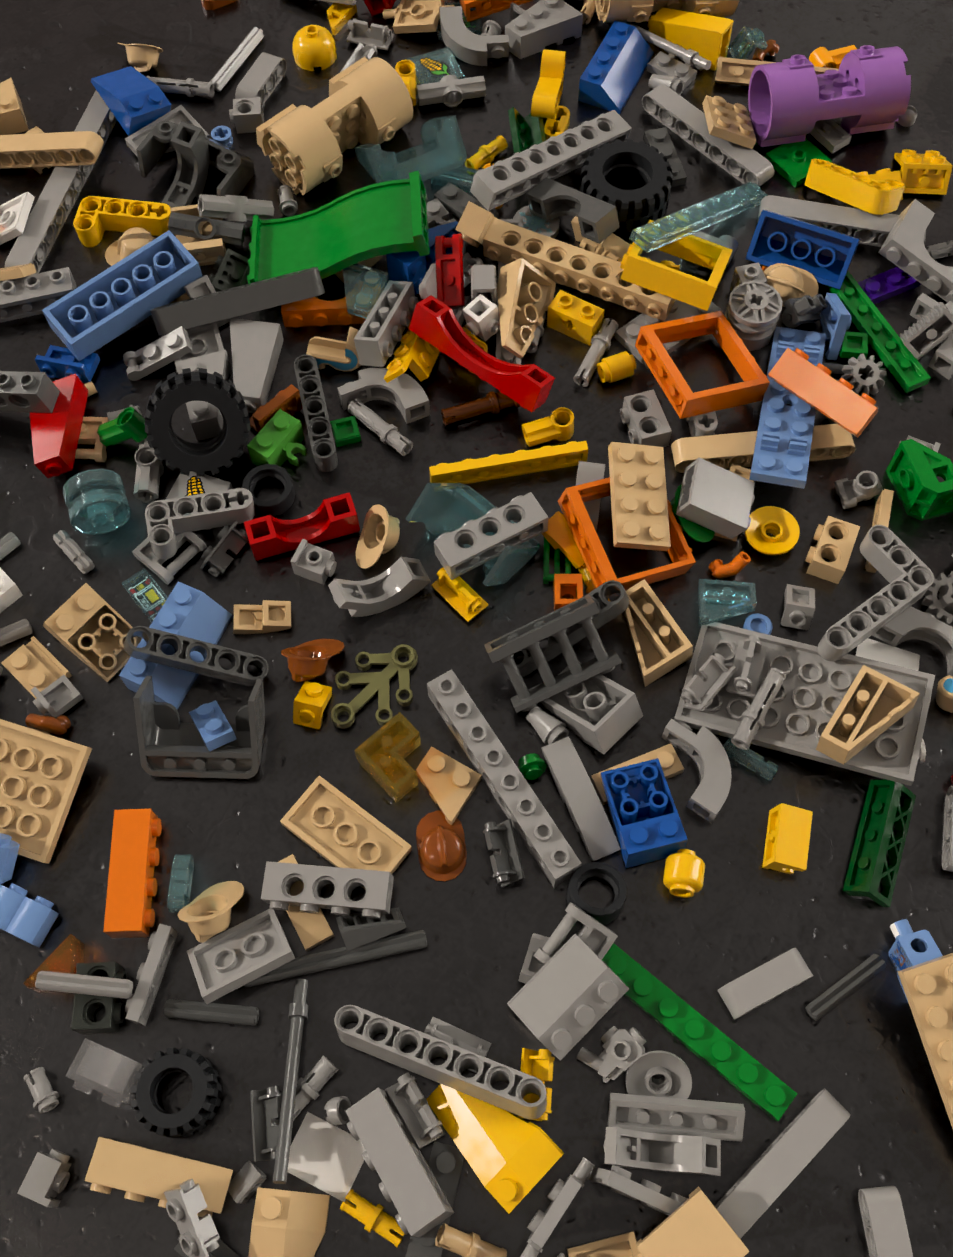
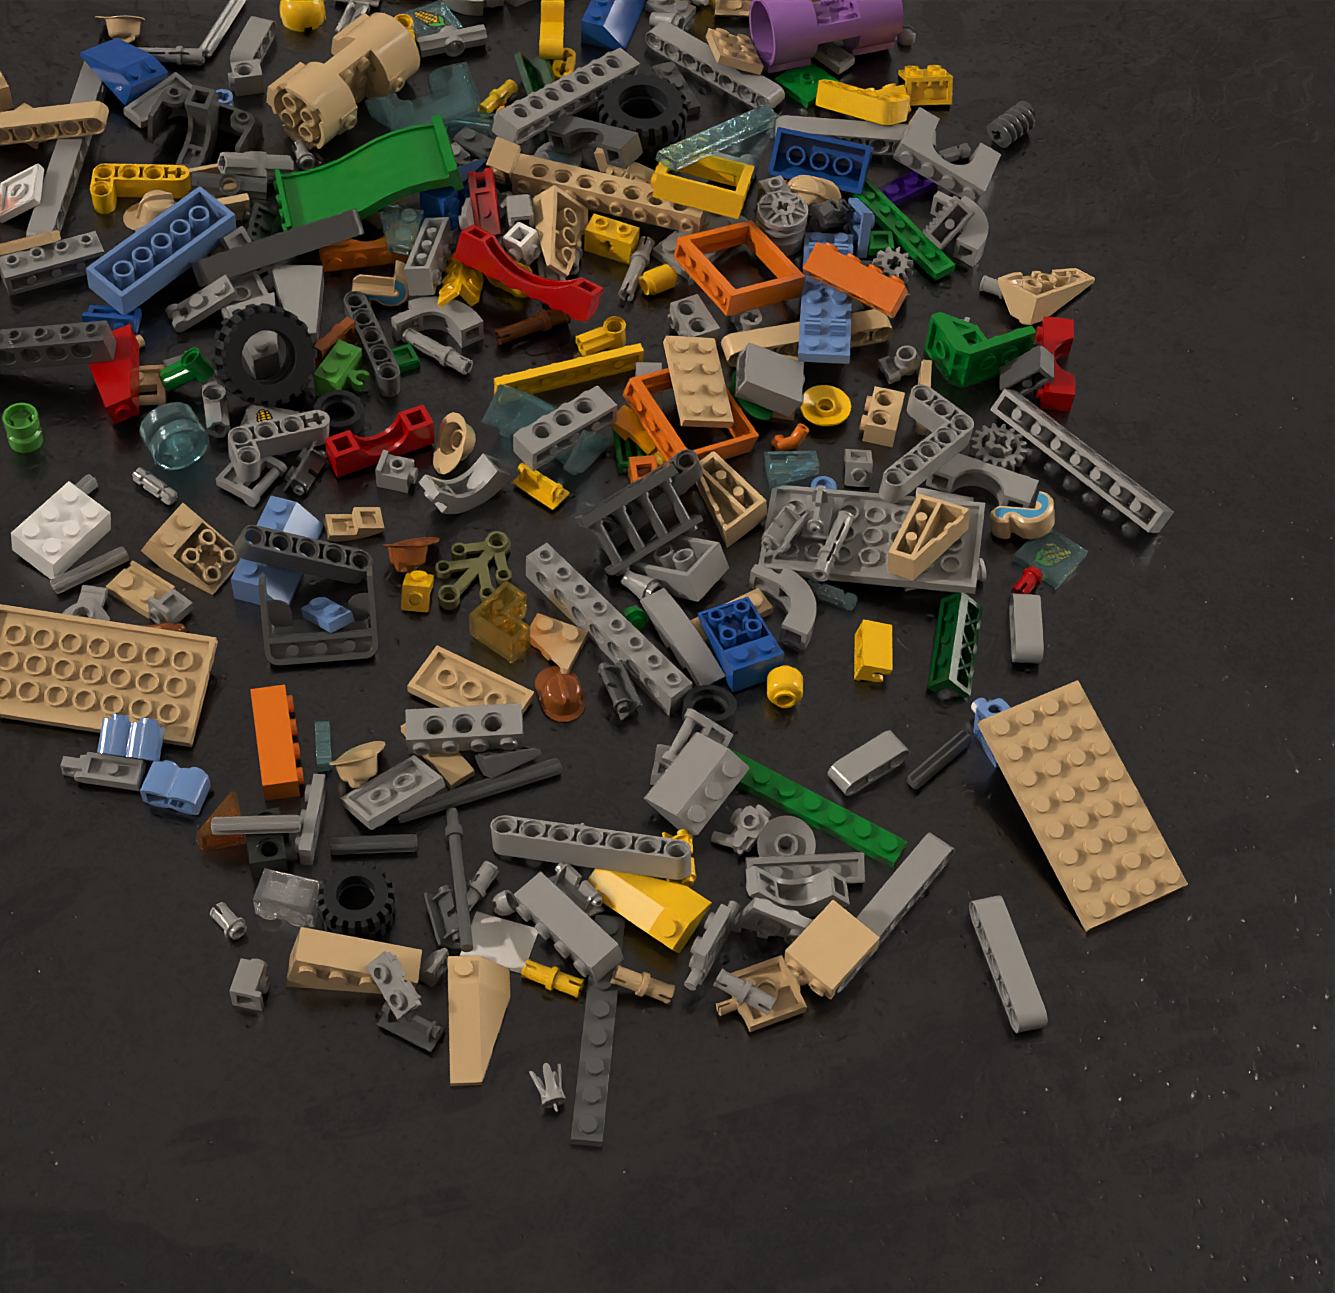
camera: 15 degrees left, 10 degrees down
(145, 593) = (233, 514): clear light blue tile -> none

